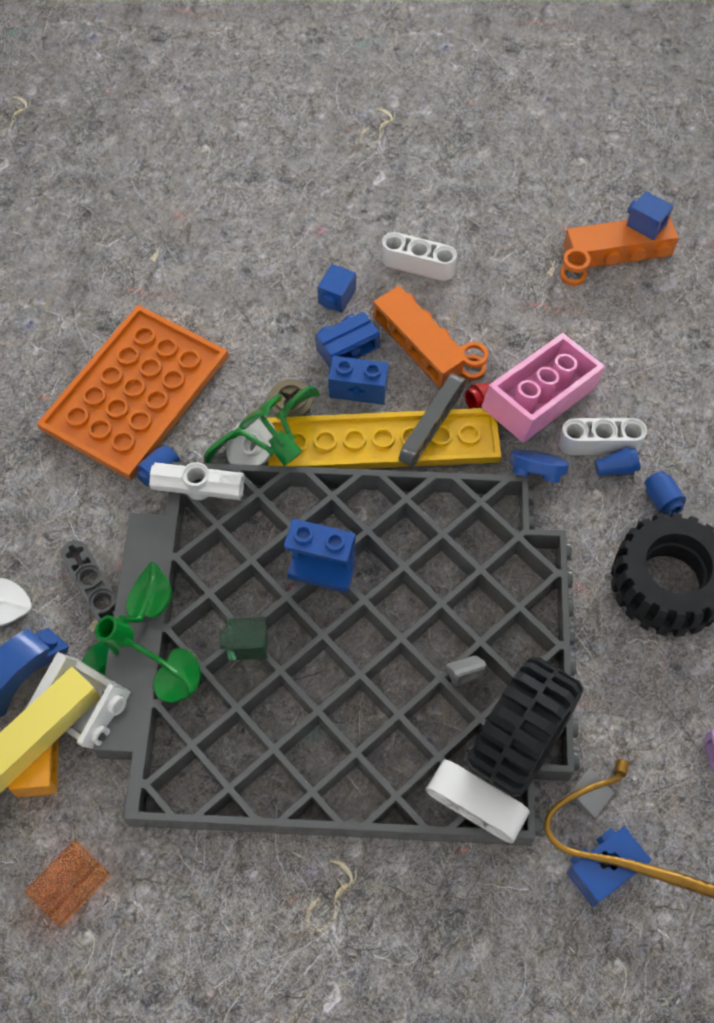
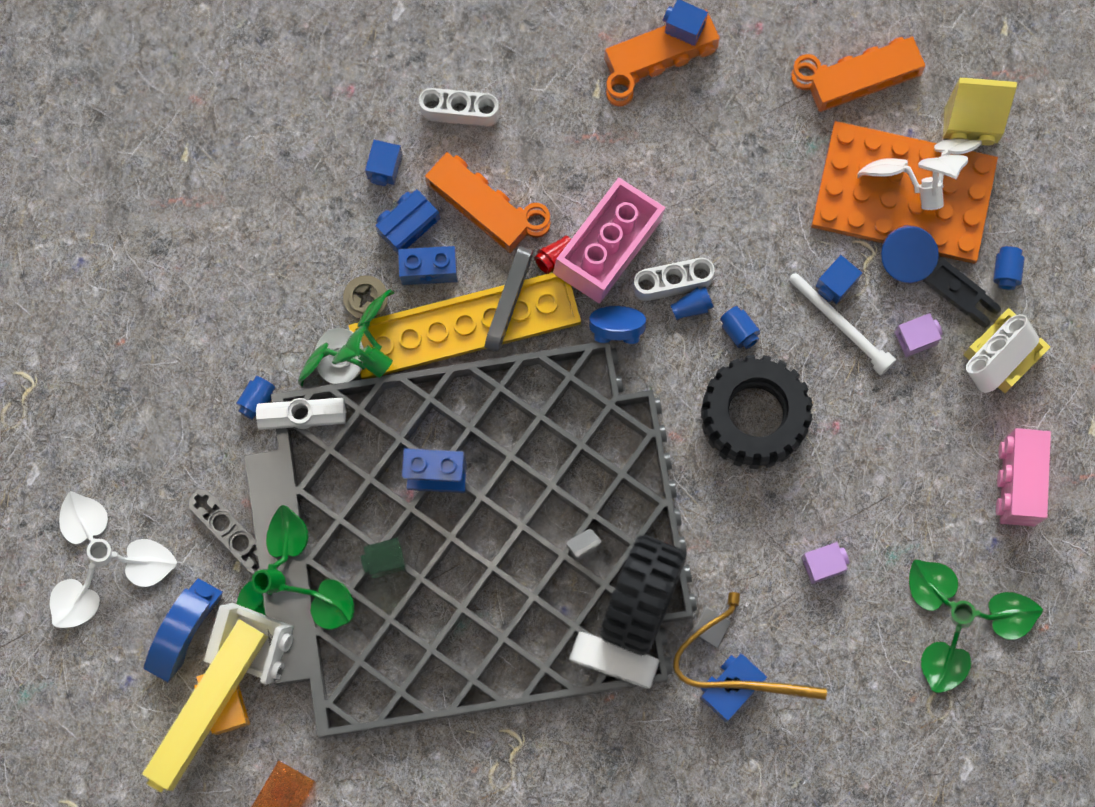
camera: 10 degrees left, 15 degrees up
(133, 391) = (209, 319): orange plate -> none

